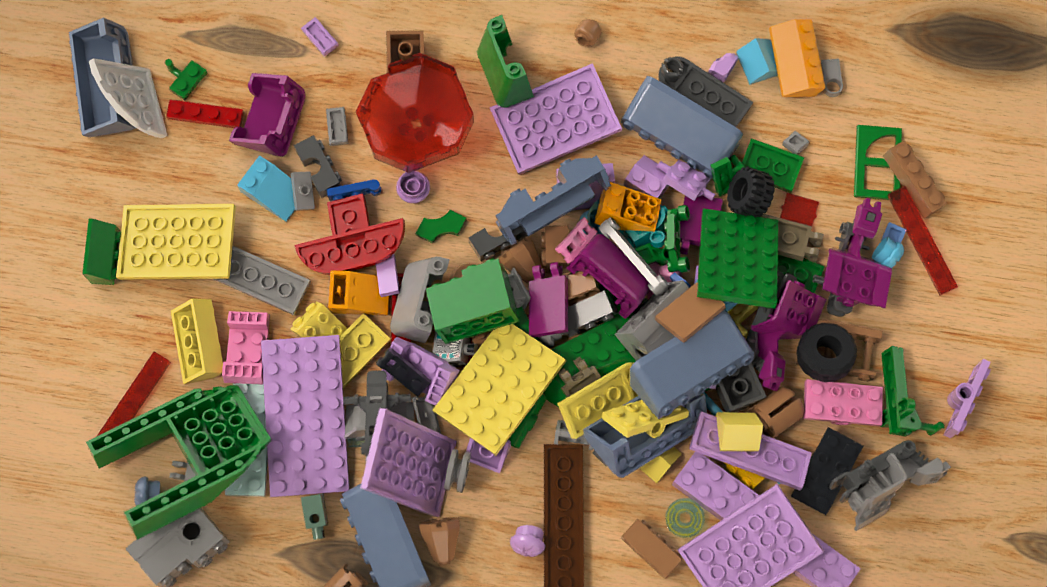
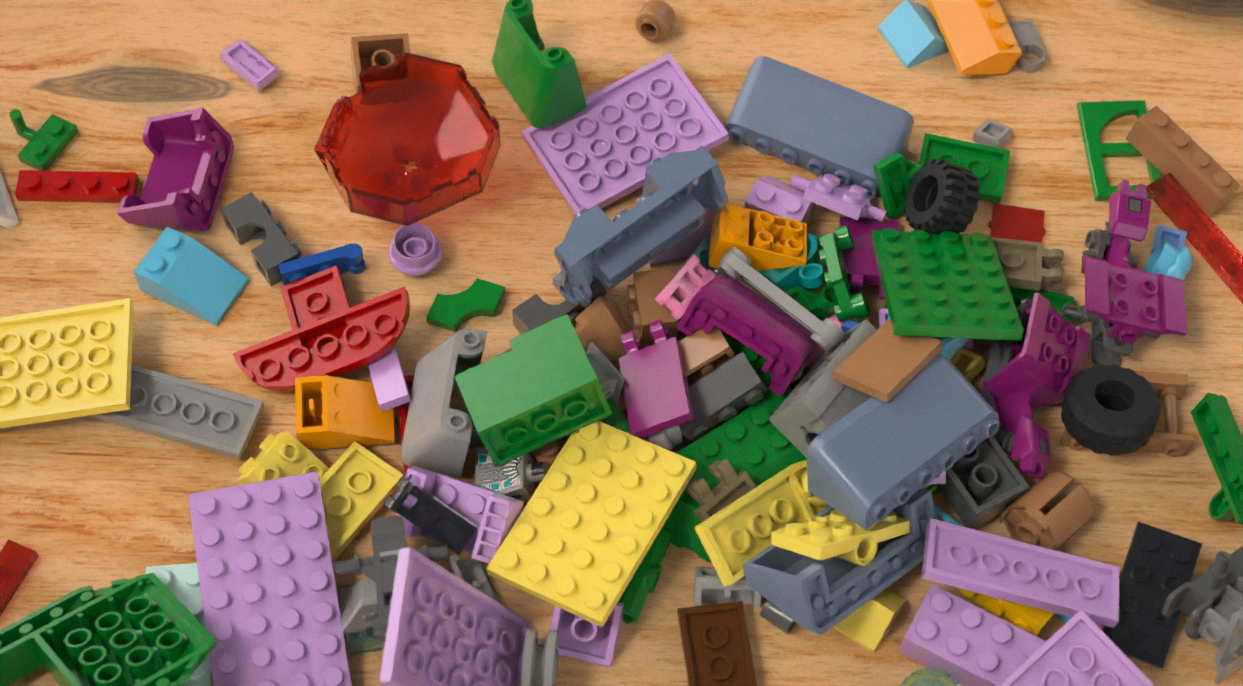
camera: 10 degrees left, 15 degrees down
(197, 340) = (81, 514): light yellow slope -> none
(244, 347) = (161, 514): bright pink plate -> none
(302, 191) = (240, 274): light grey plate -> none
(337, 126) = (287, 181): light grey plate -> none
(704, 89) = (843, 70): dark grey plate -> none
(723, 66) = (863, 46): lavender rock -> none
(739, 431) = (999, 542): light yellow slope -> none
(843, 403) = (1150, 488): bright pink plate -> none

